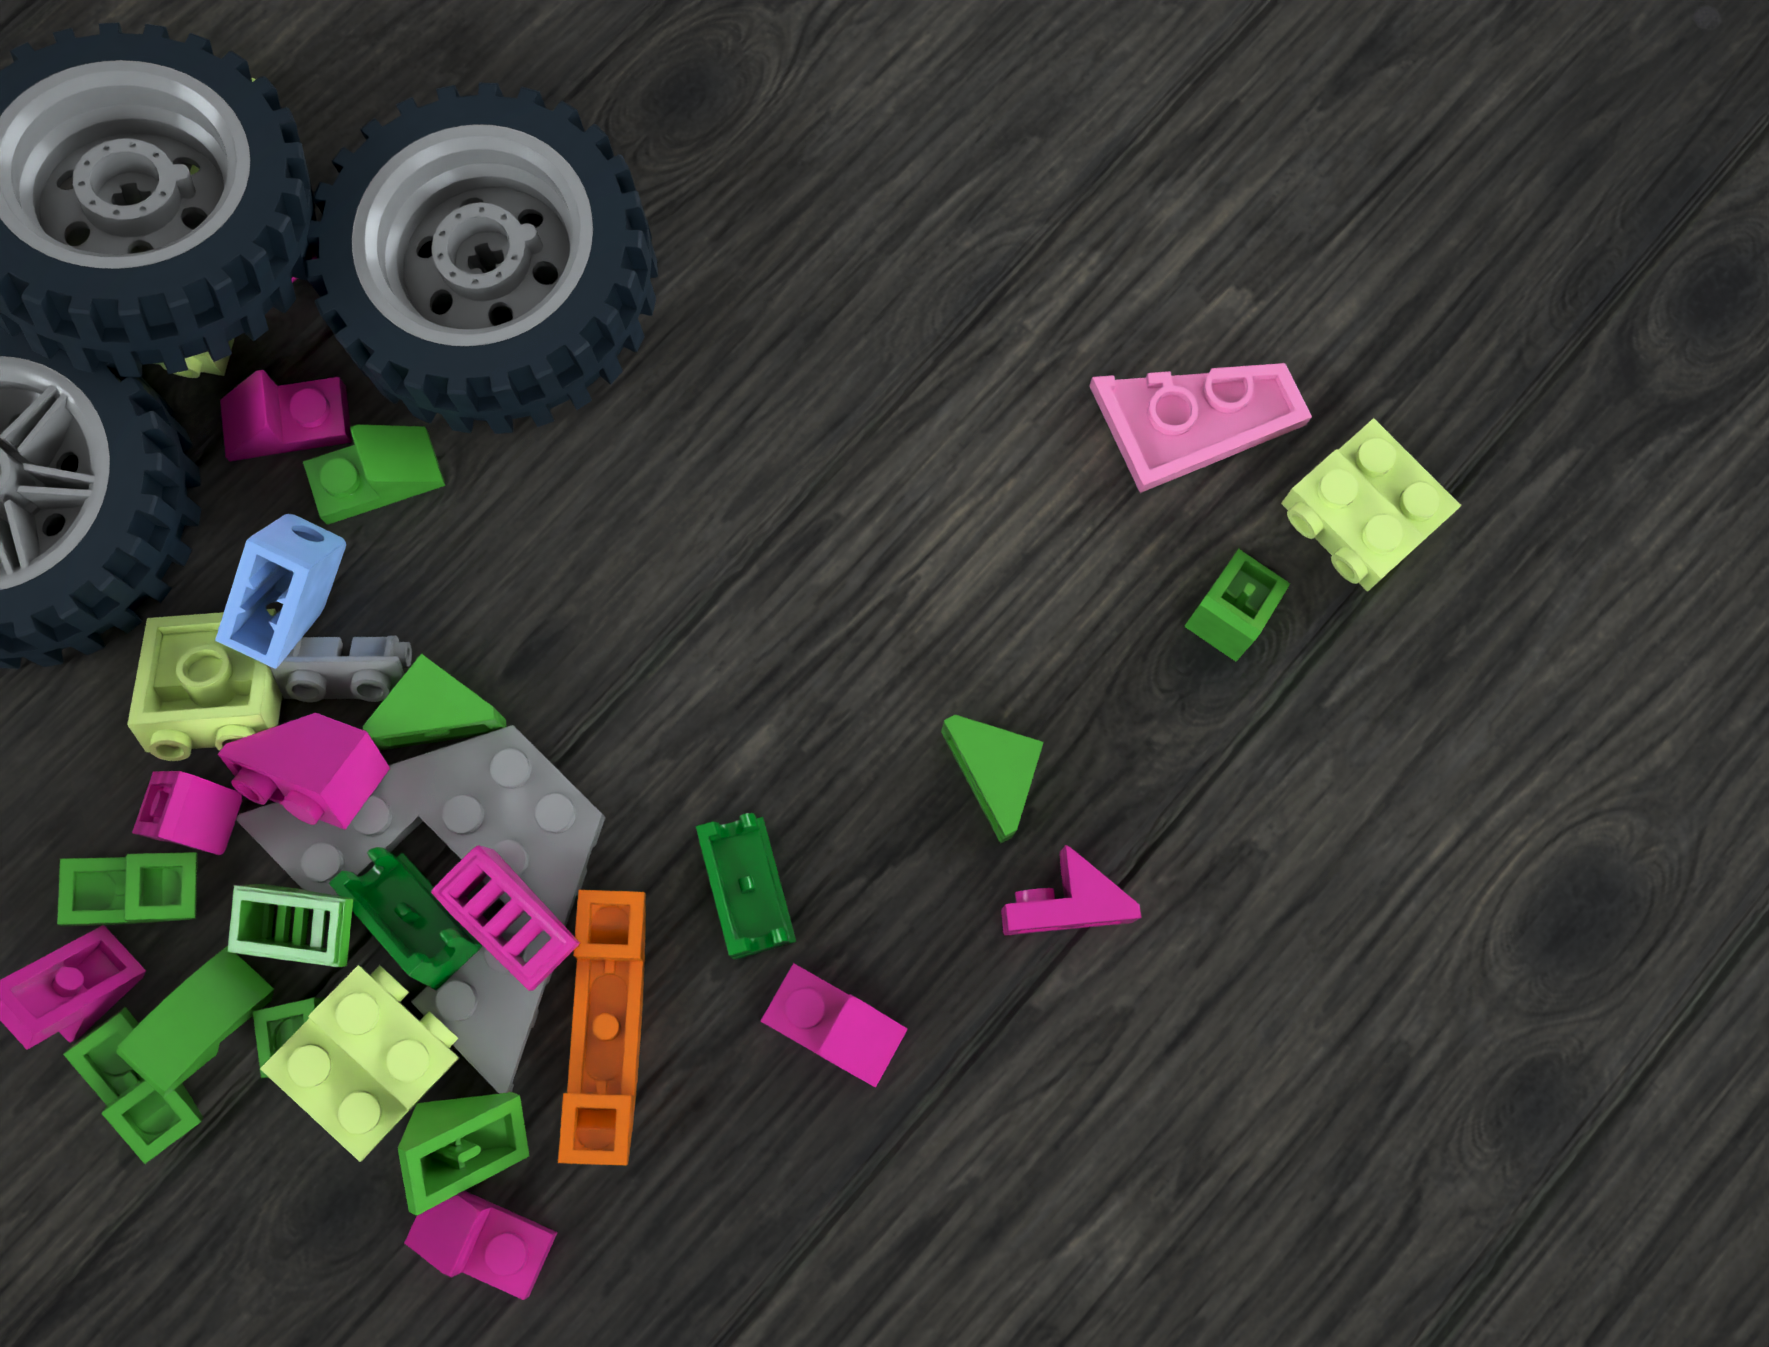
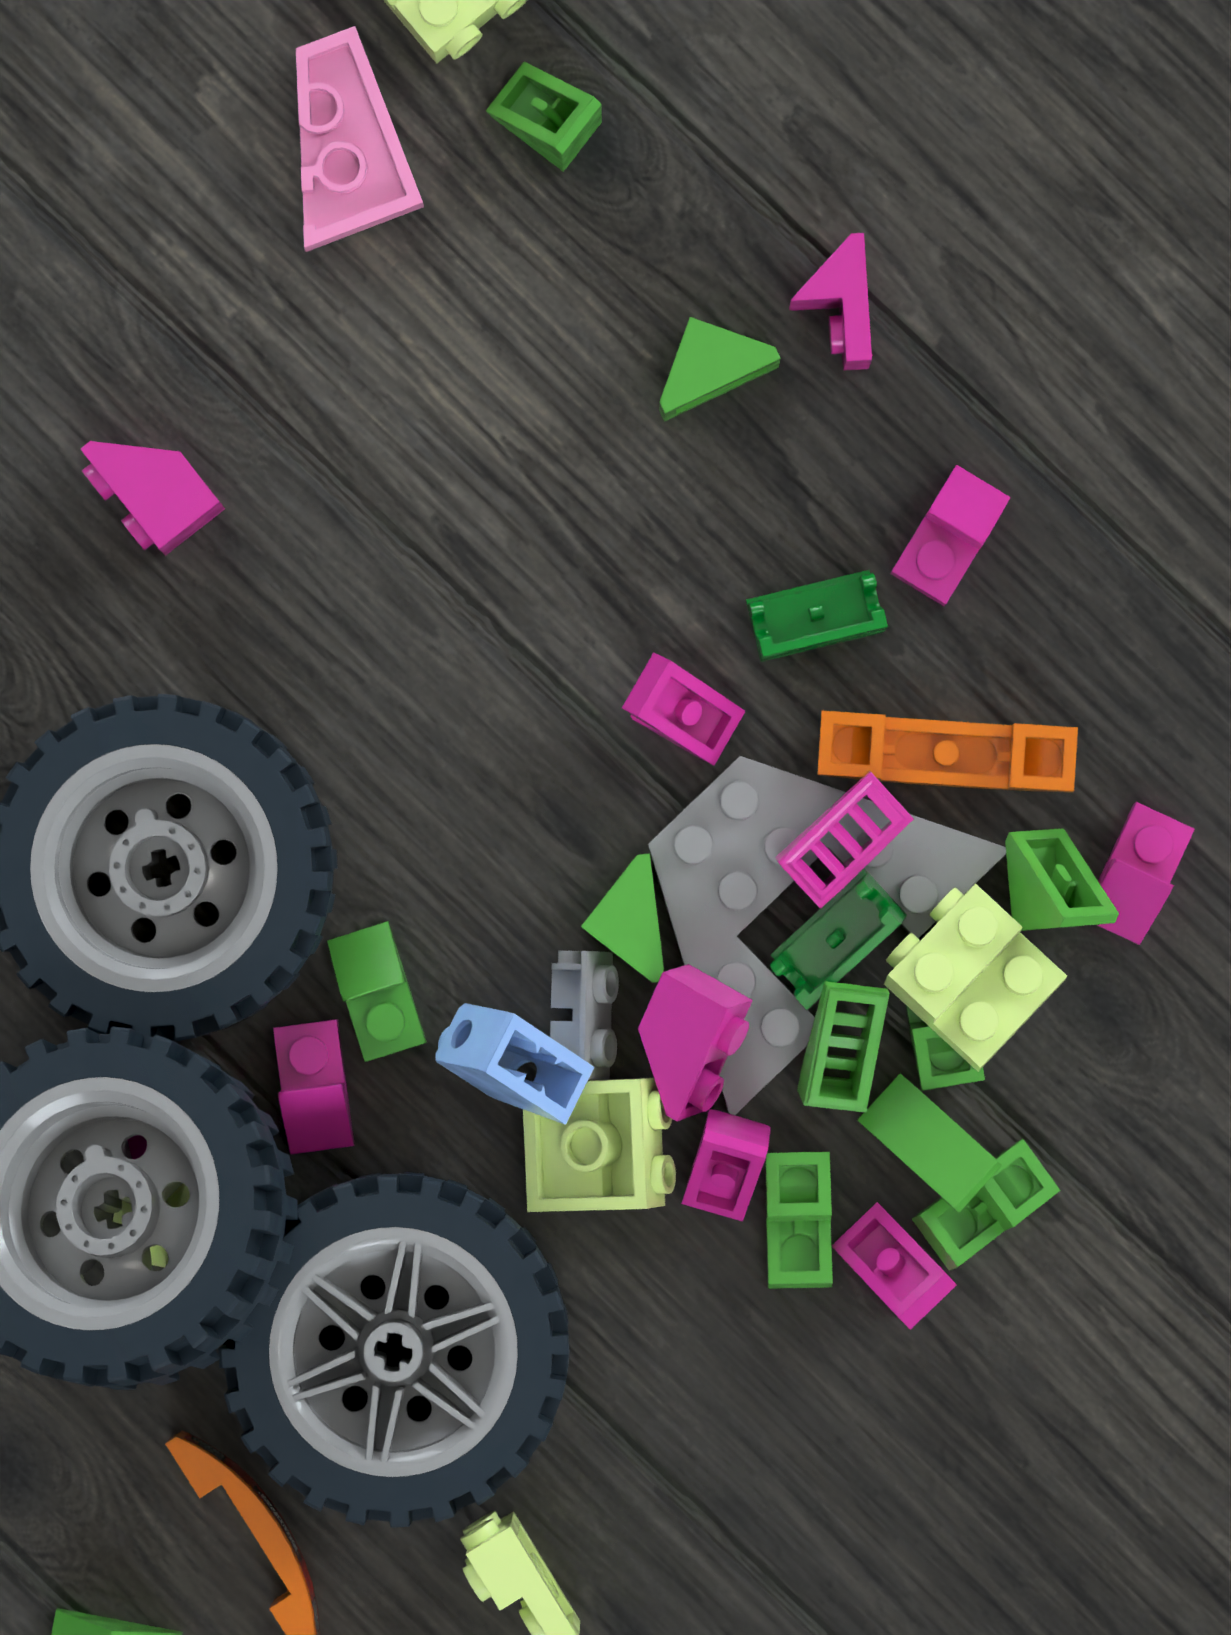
camera: 85 degrees left, 10 degrees up
(646, 751) = (683, 709): none -> dark pink slope
(850, 253) = (157, 488): none -> dark pink slope

